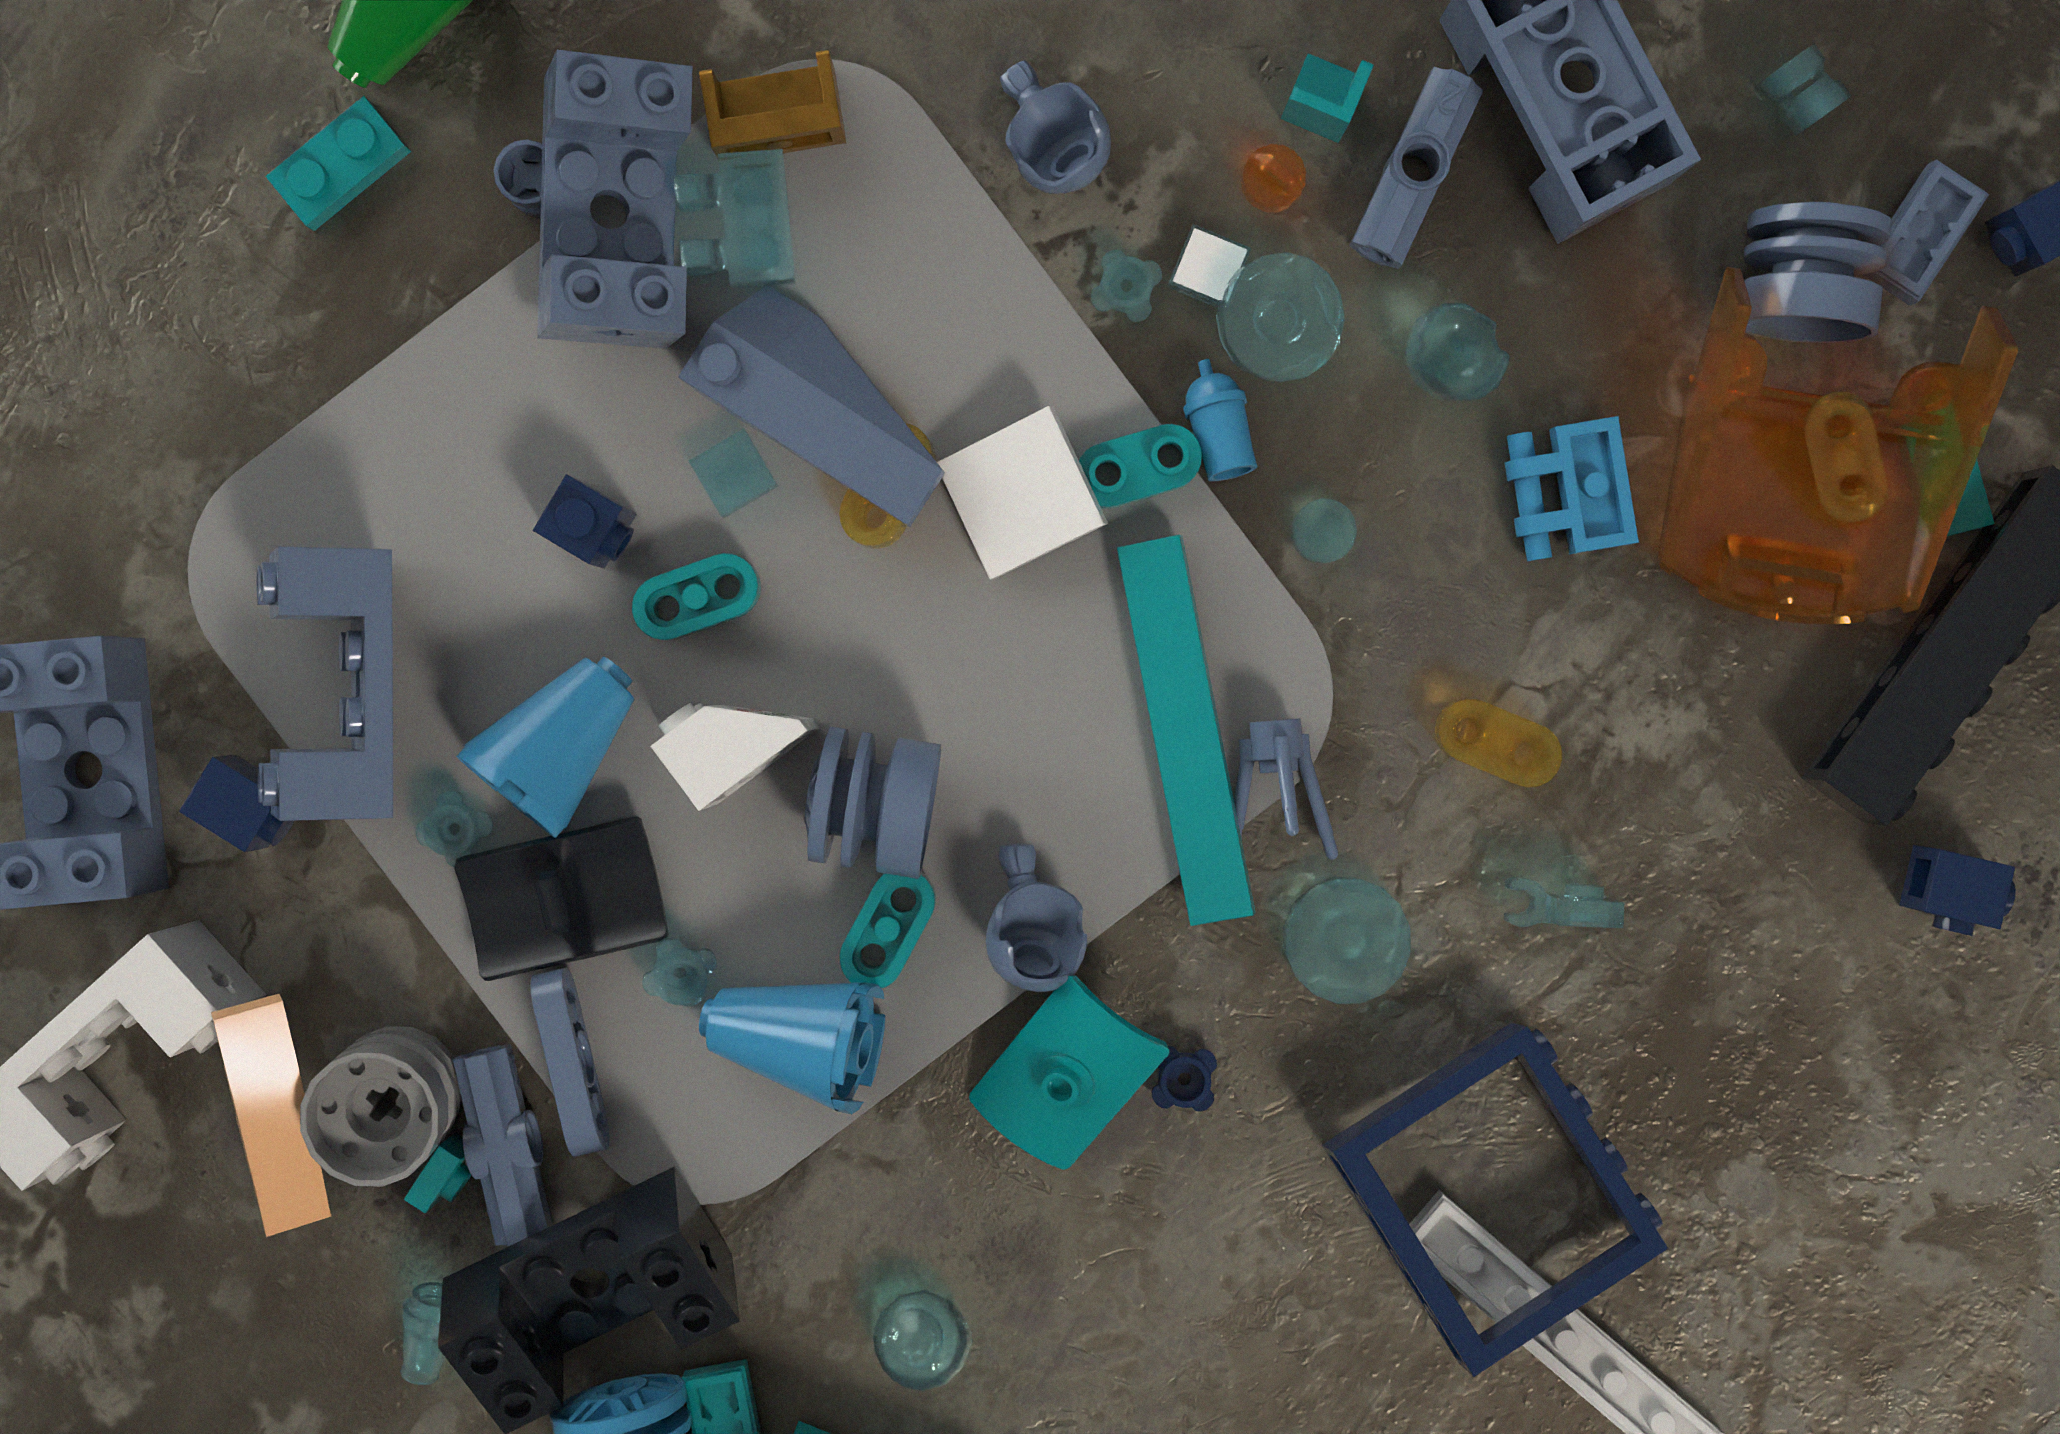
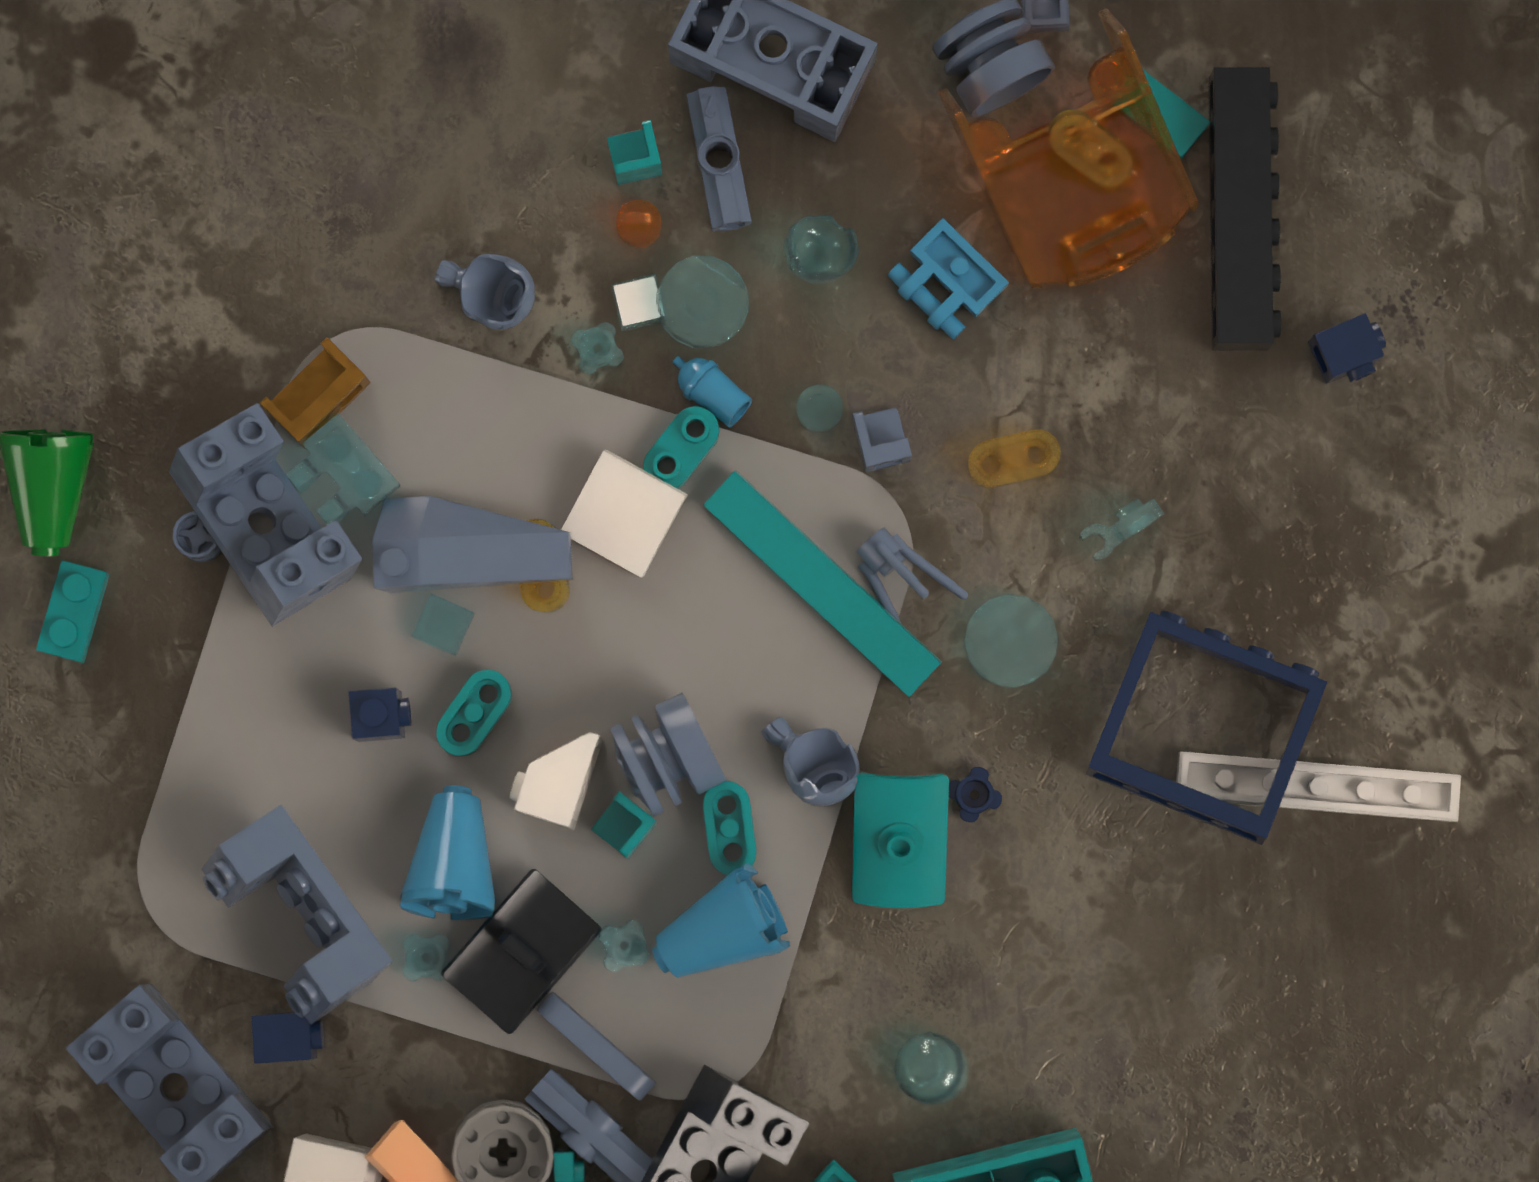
camera: 35 degrees left, 5 degrees down
(773, 842) = (624, 825): none -> teal panel
(1366, 615) = (881, 439): none -> sand blue panel

